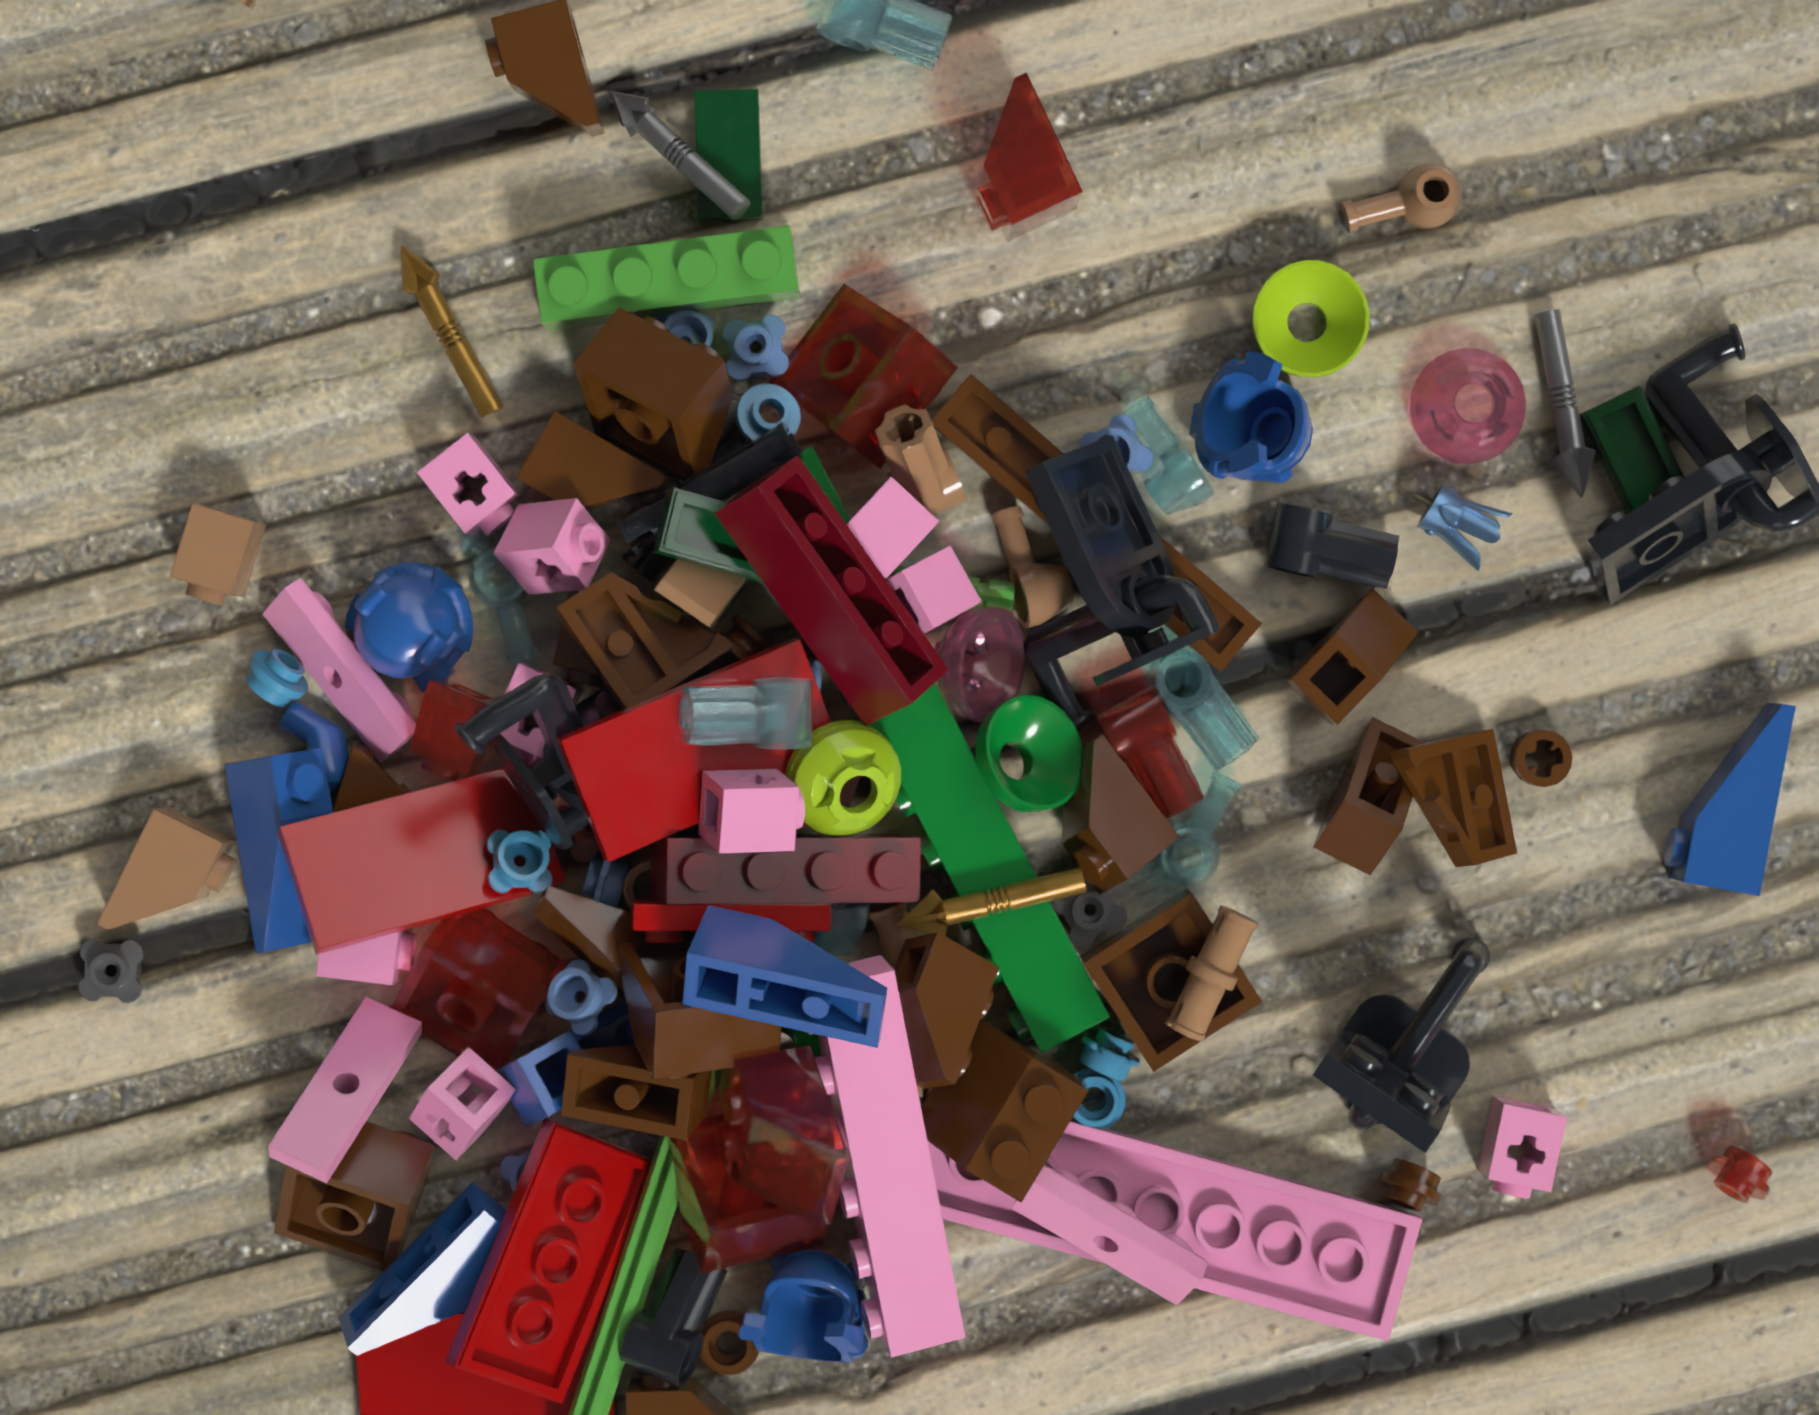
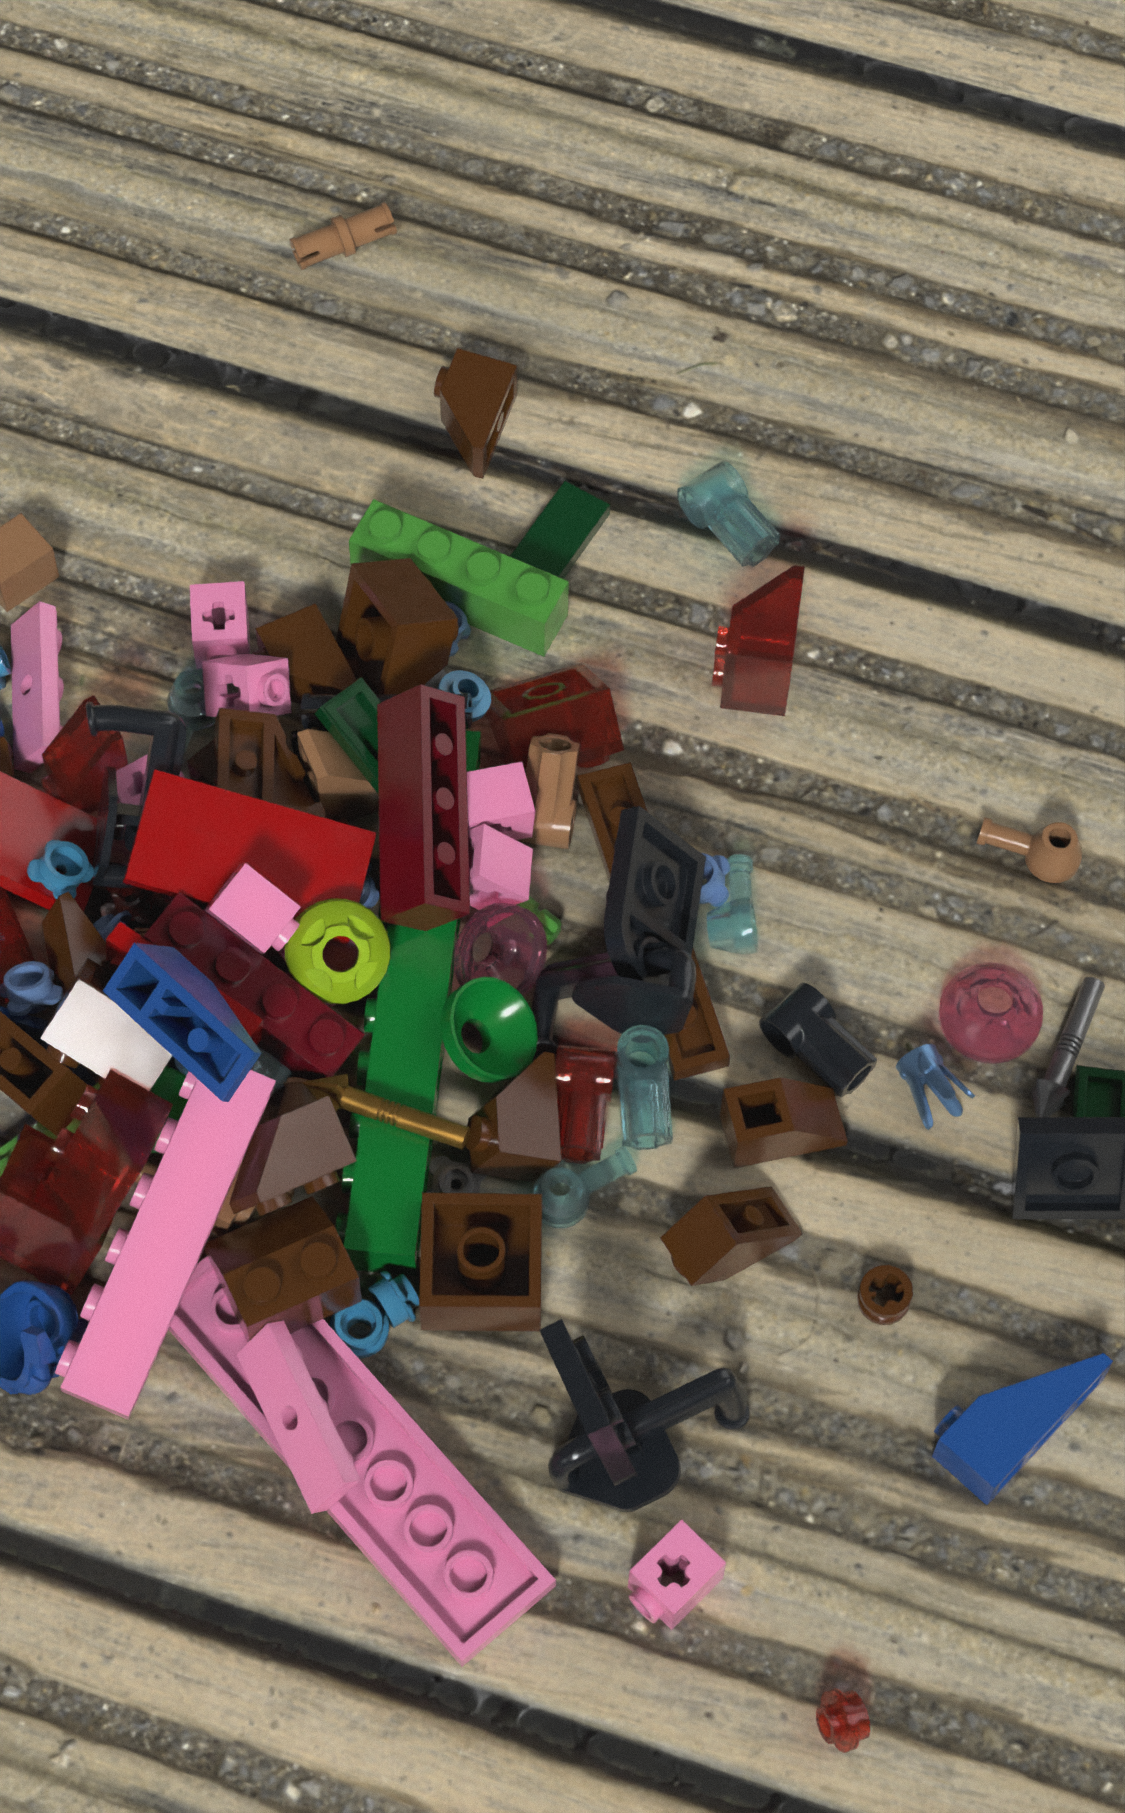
camera: 30 degrees right, 25 degrees down
(412, 622) = (109, 671): blue helmet -> none
(421, 281) = (285, 491): pearl gold piece -> none
(641, 119) = (525, 510): flat silver piece -> none
(768, 714) = (315, 852): clear light blue piece -> none
(772, 357) = (489, 660): medium blue plate -> none
(1039, 587) = (579, 932): medium nougat bar -> none
(1211, 973) = (515, 1250): medium nougat pin -> none
(1251, 422) = (817, 913): blue helmet -> none
(1334, 295) = (913, 851): lime piece -> none
(1410, 1185) = (564, 1551): reddish brown plate -> none
(1461, 795) = (802, 1271): reddish brown wing -> none

